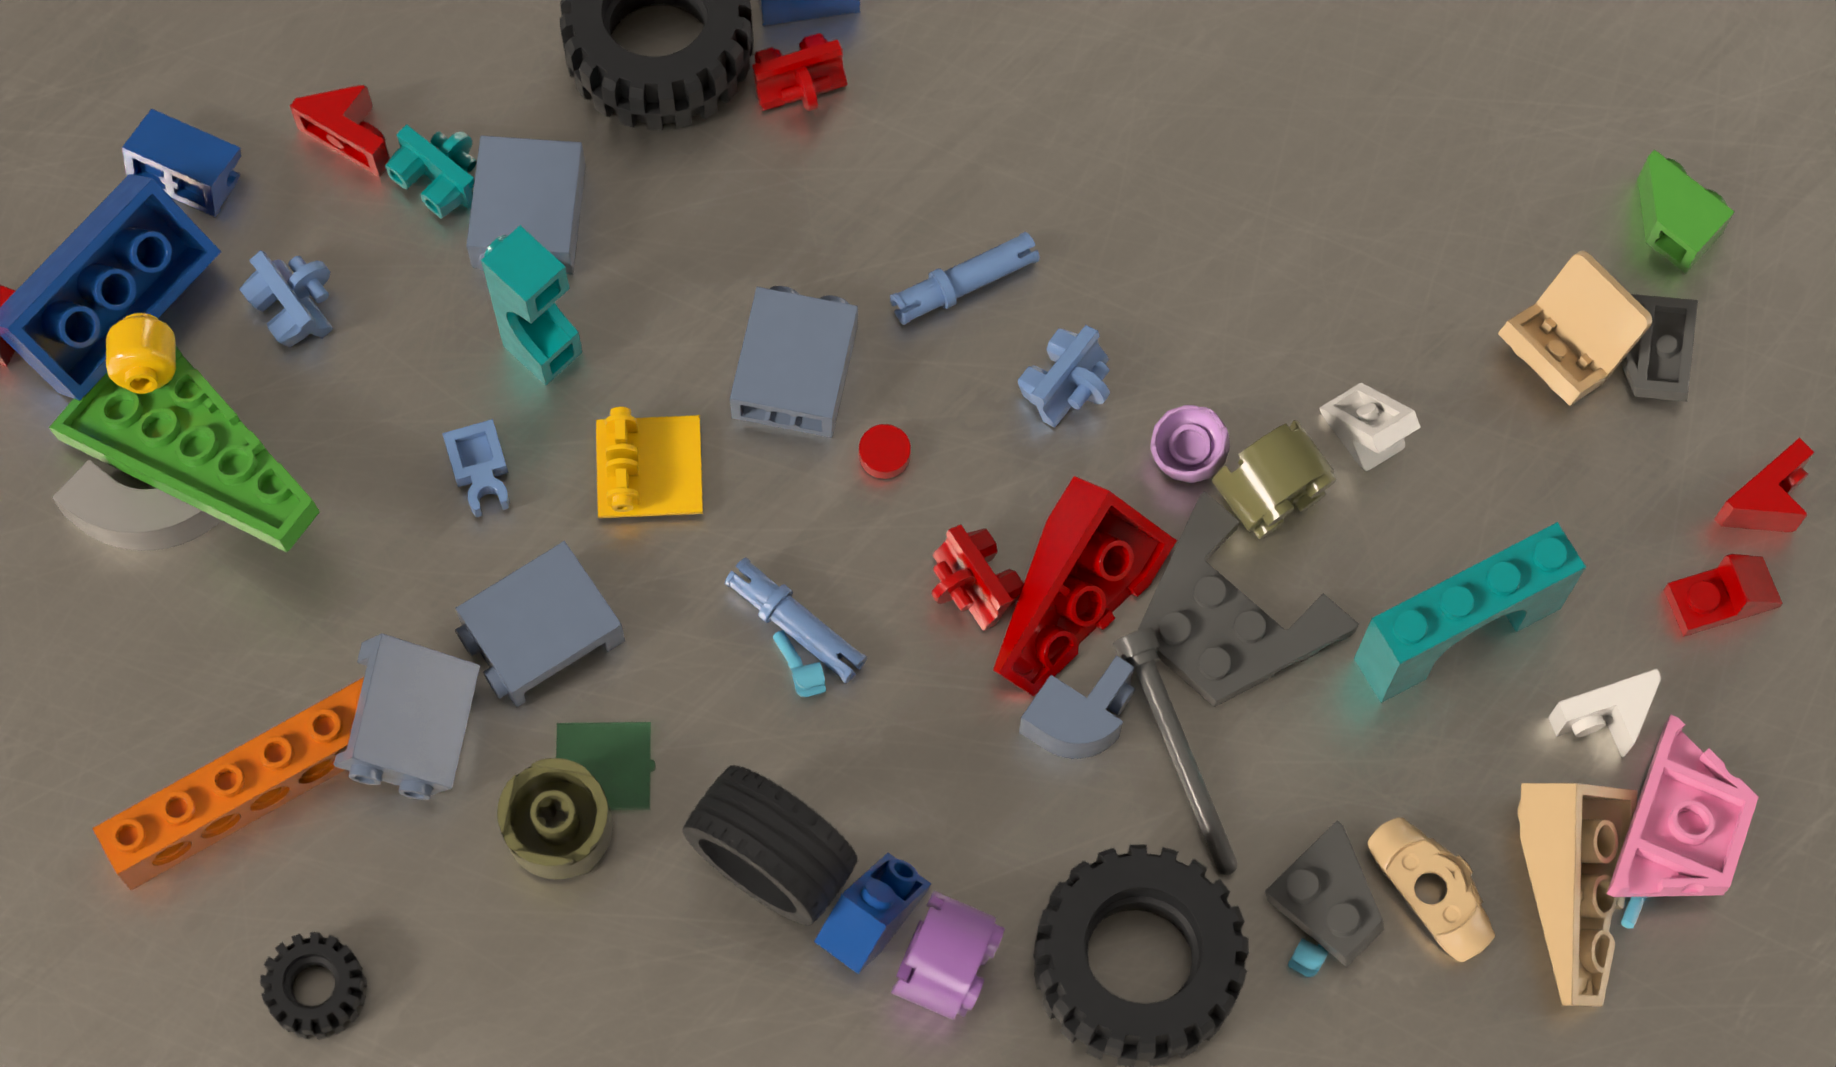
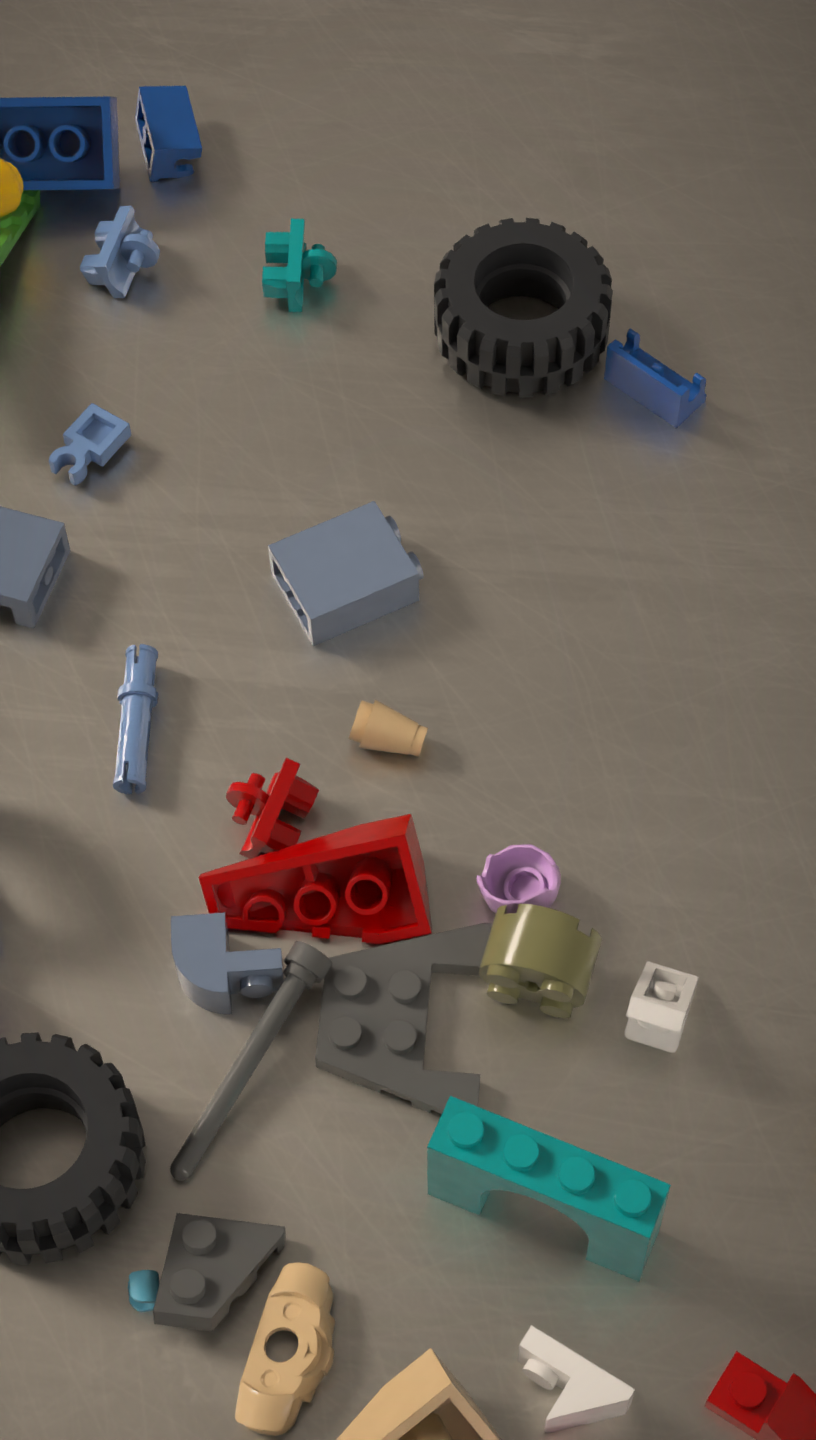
camera: 55 degrees right, 10 degrees down
(339, 123) = (281, 190): red slope -> none
(523, 289) = (211, 337): teal arch -> none
(527, 186) = (315, 333): sand blue brick -> none
(648, 465) = (182, 543): yellow hinge -> none
(799, 74) = (580, 419): red hips -> none
(807, 679) = (96, 760): medium azure hand -> none
(884, 451) = (328, 683): red tile -> none
(948, 285) = (518, 635): medium blue pin -> none
(968, 440) = (386, 730): none -> tan cone
(1073, 377) = (501, 758): medium blue hips -> none

